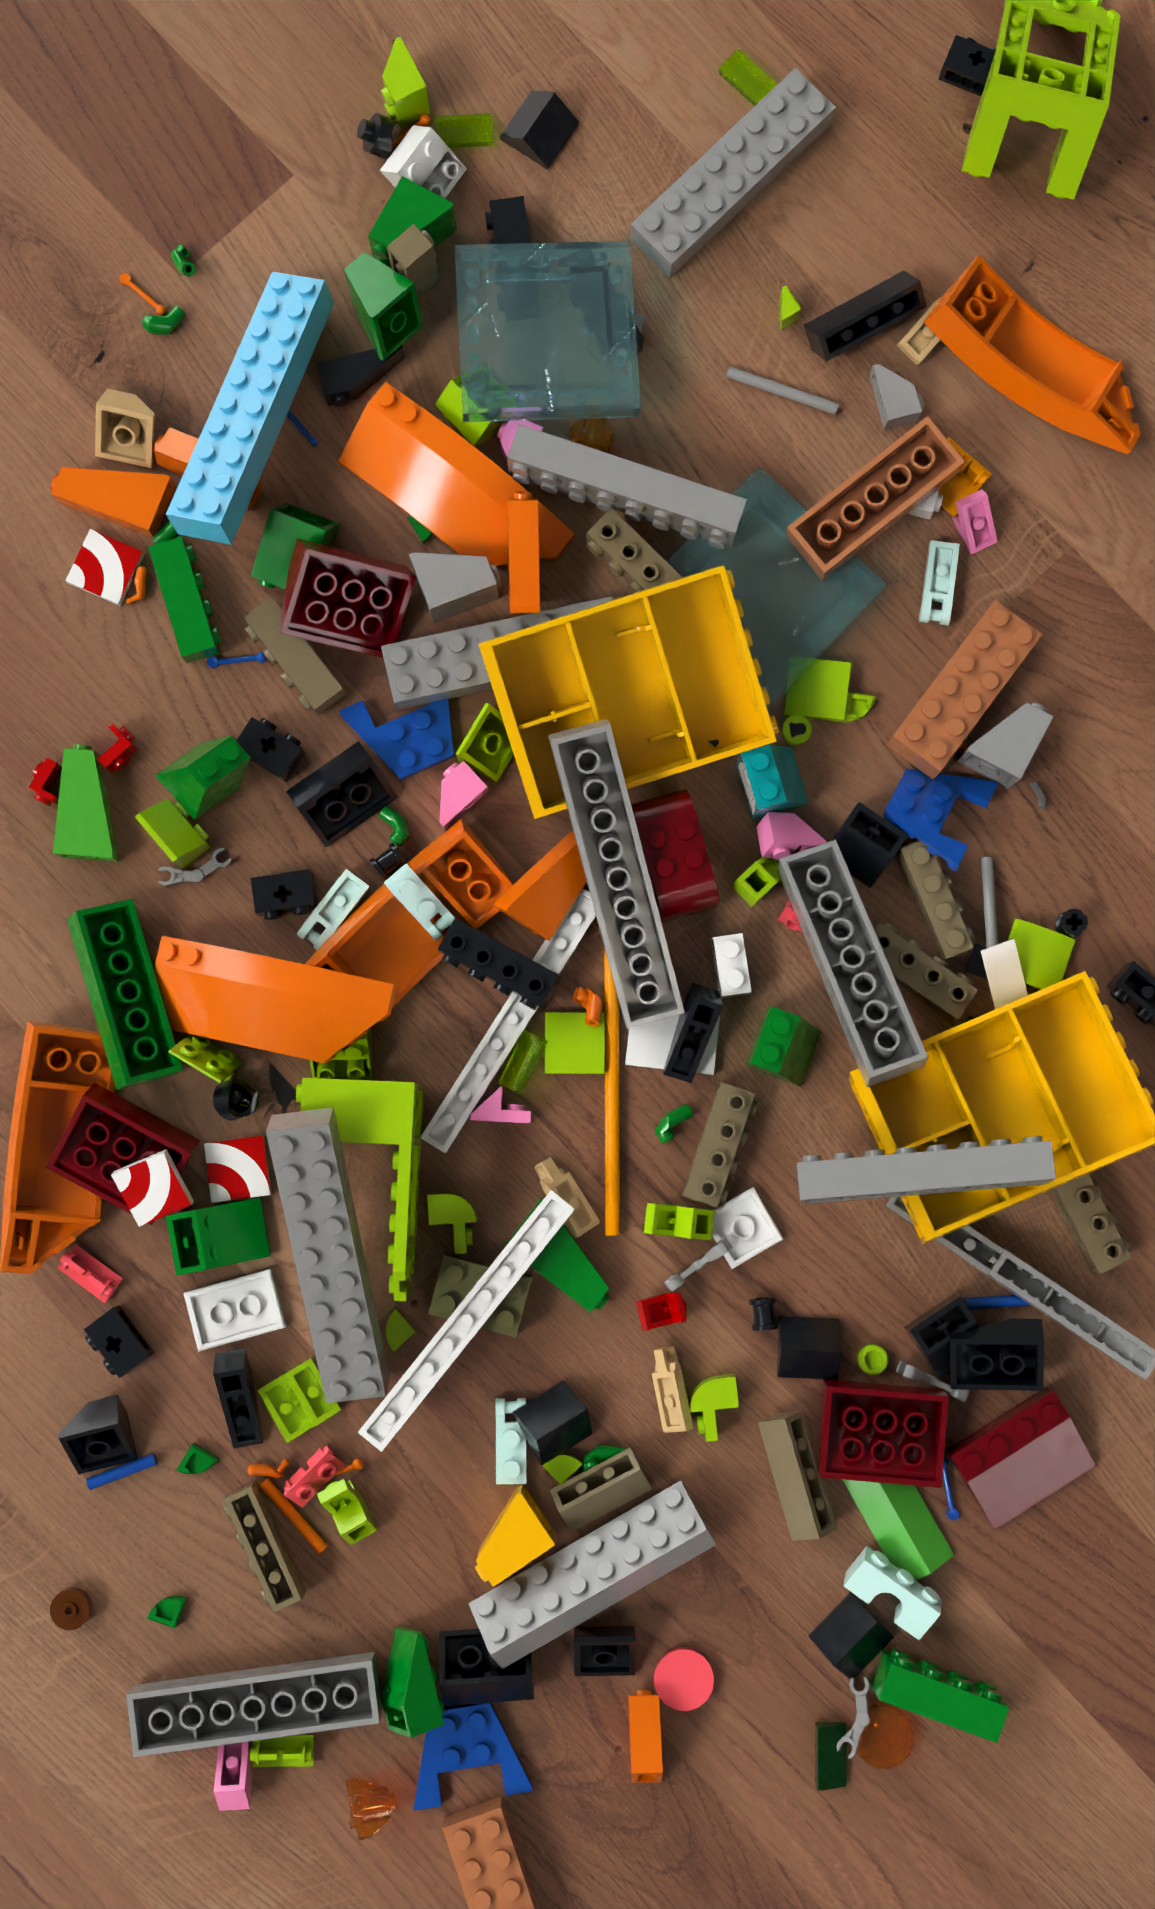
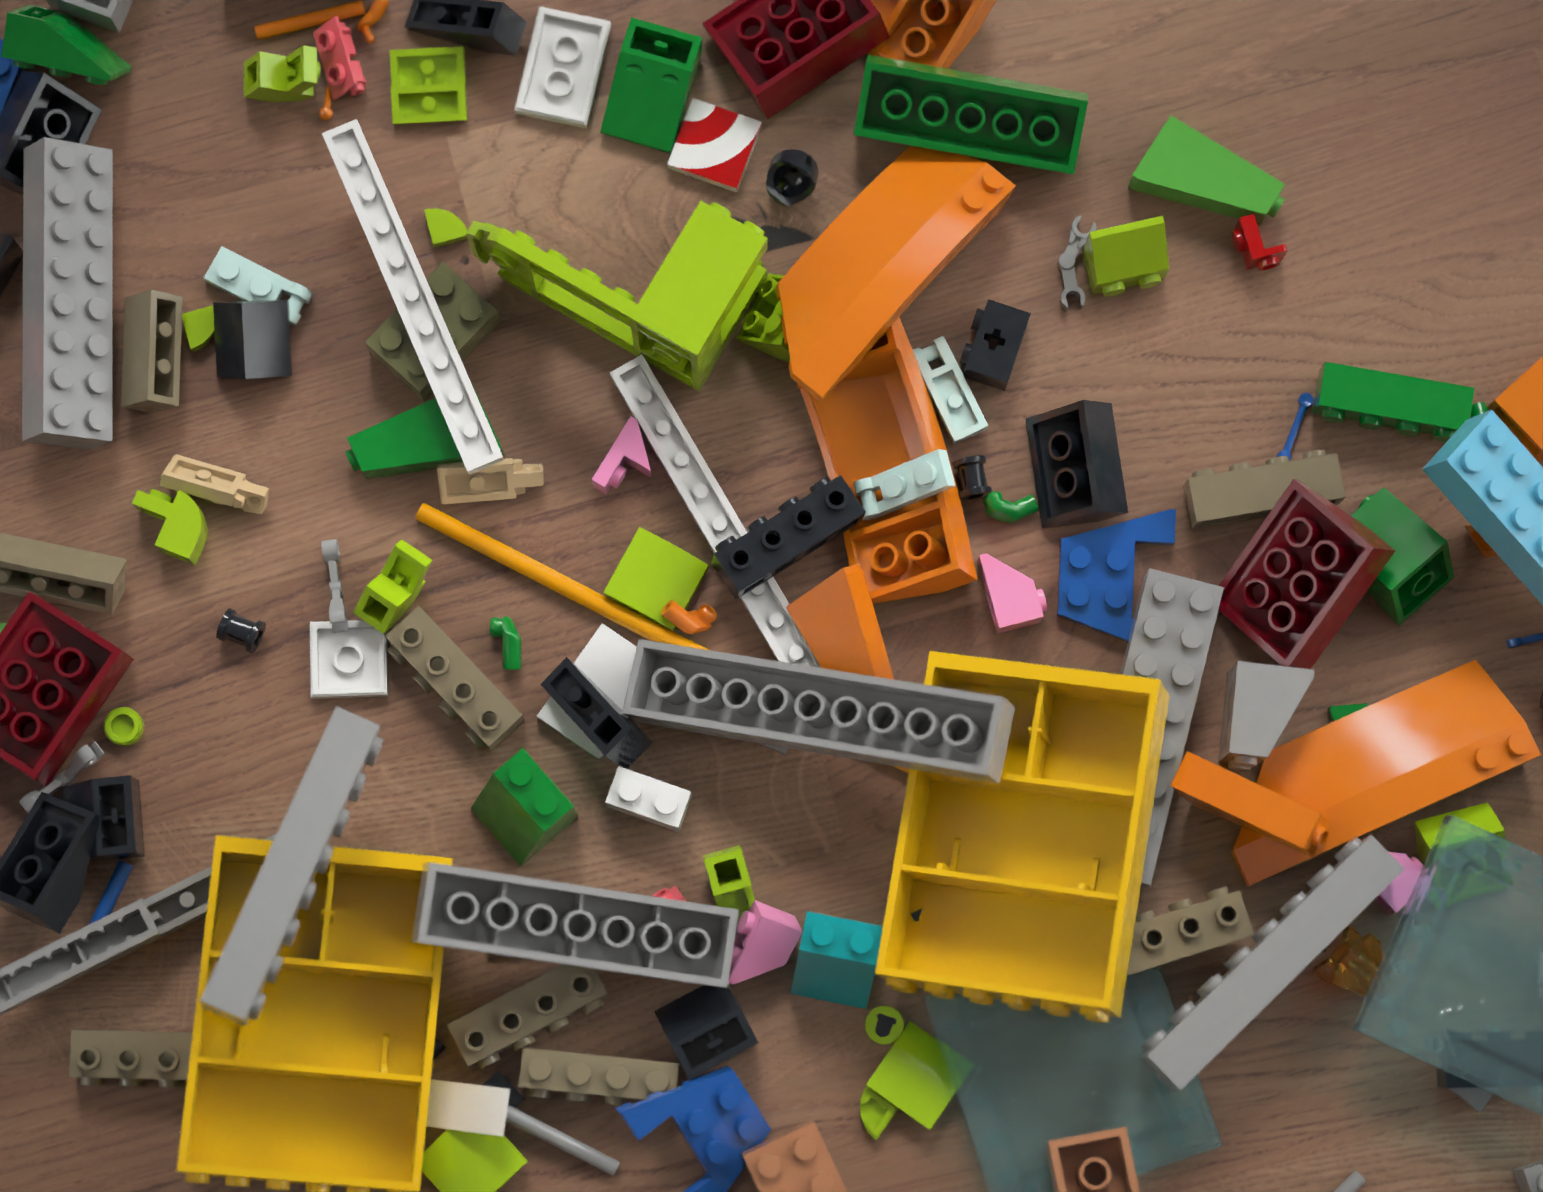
camera: 115 degrees right, 5 degrees down
(44, 778) = (1264, 151): red bracket -> none
(105, 567) = (1477, 335): tile -> none
(140, 584) = (1438, 364): orange piece -> none
(152, 1188) = (740, 39): tile -> none
(206, 774) = (1175, 320): green slope -> none
(206, 1057) = (852, 167): lime hinge -> none
(279, 763) = (1181, 393): black brick -> none
(328, 1254) = (563, 178): light grey brick -> none
(455, 1210) = (540, 352): lime brick -> none
(487, 745) = (1048, 644): lime slope -> none
(514, 1539) = (150, 235): yellow slope -> none
(522, 1062) = (665, 509): clear neon green tile -> none
(599, 1454) = (189, 373): green arm -> none
(661, 1310) = (307, 519): red bracket -> none
(675, 855) = (809, 796): dark red brick -> none
(809, 1347) = (177, 661): black slope -> none

